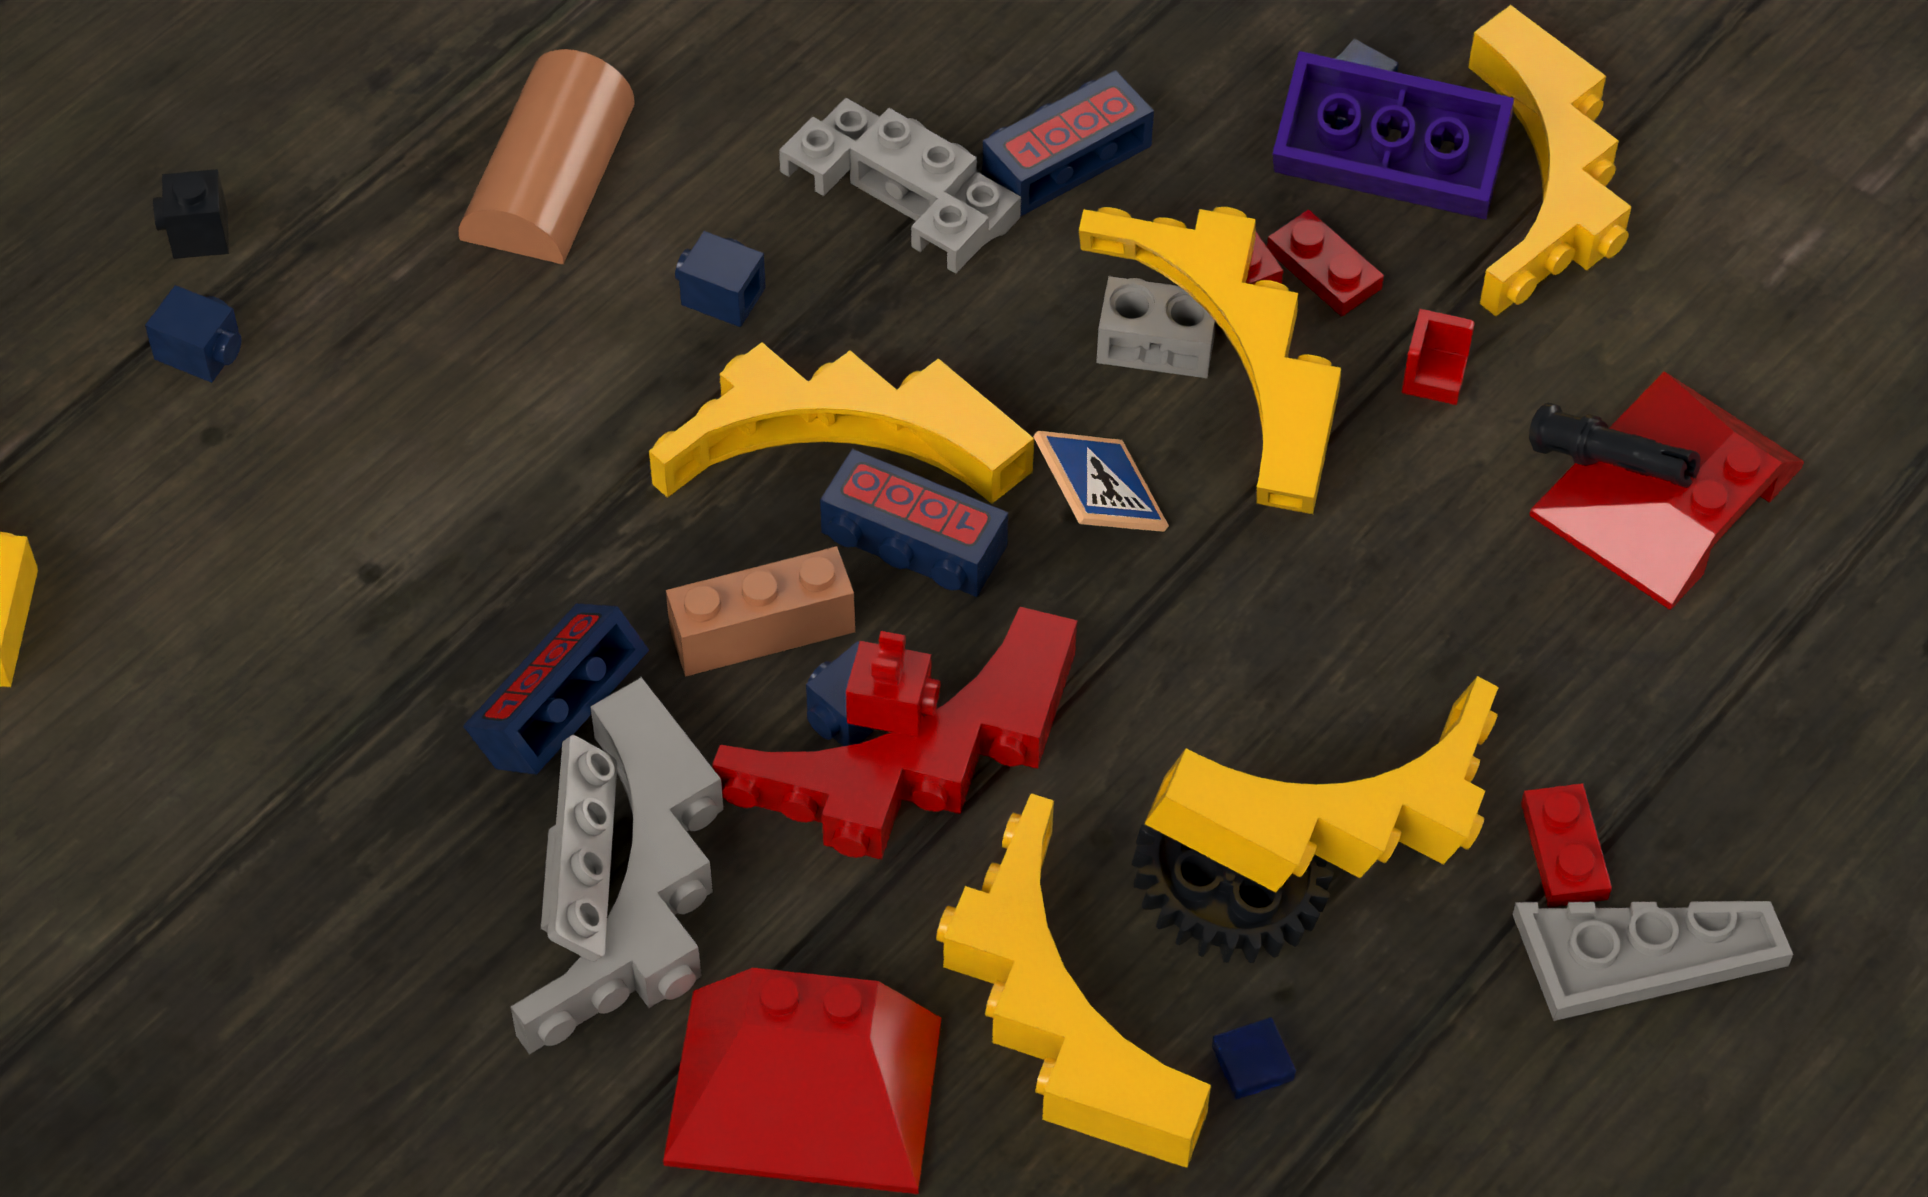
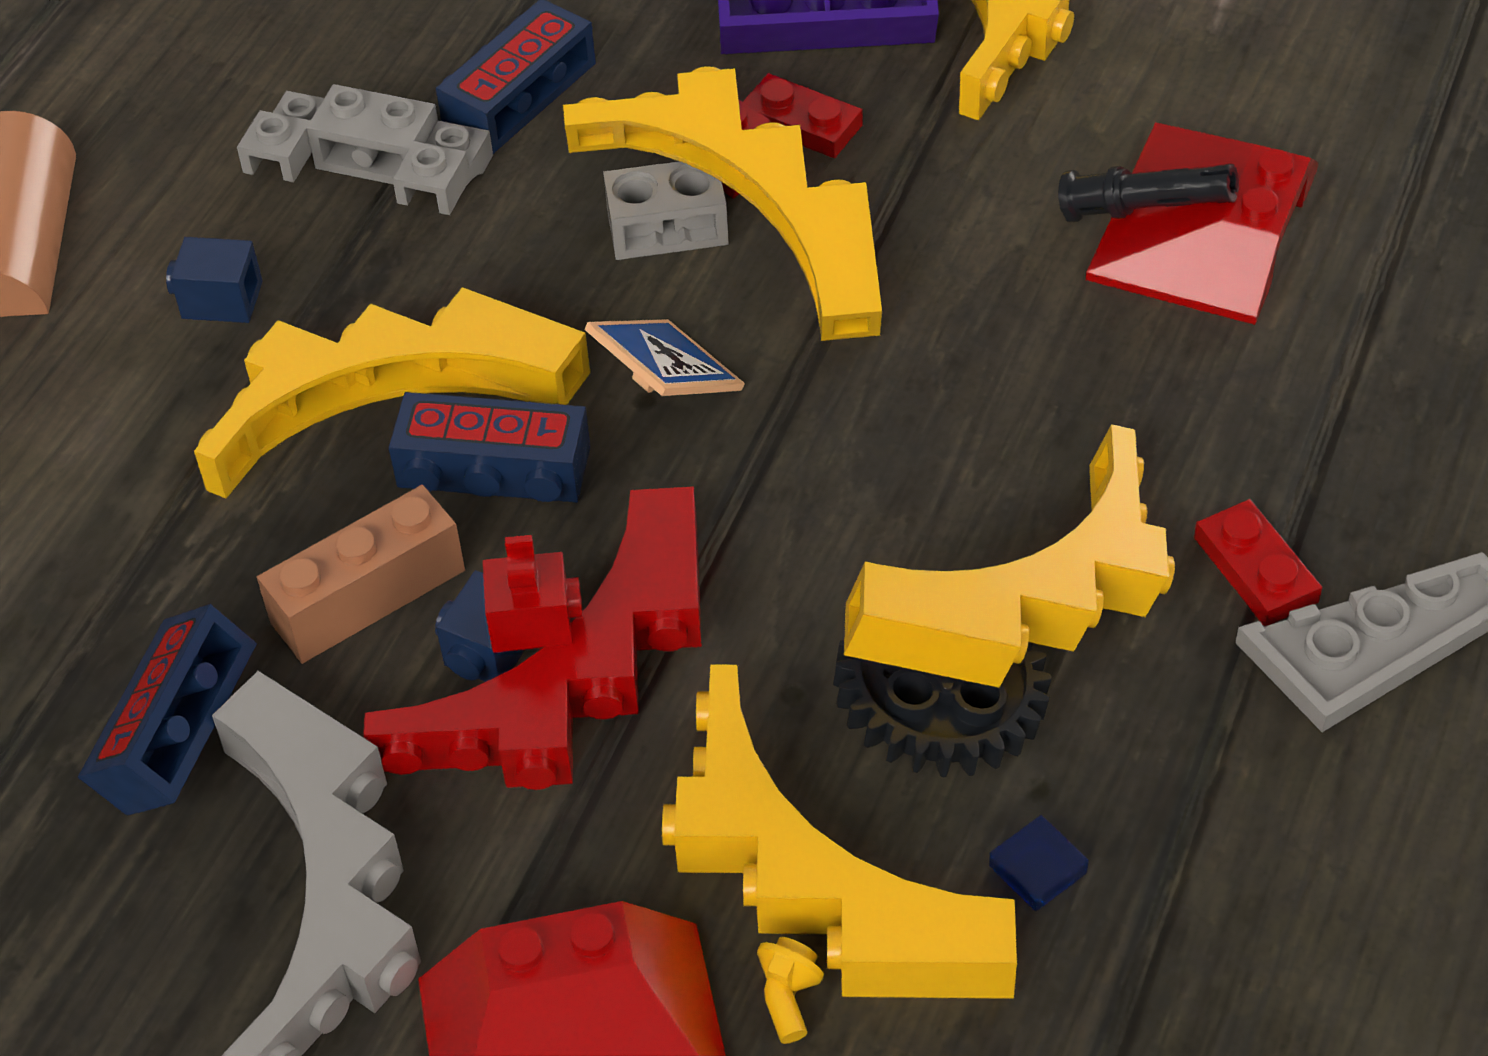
camera: 15 degrees left, 5 degrees down
(580, 850) = (248, 867): light grey bracket -> none
(1000, 1084) = (788, 968): none -> yellow plate
(1438, 356) = (943, 161): red panel -> none

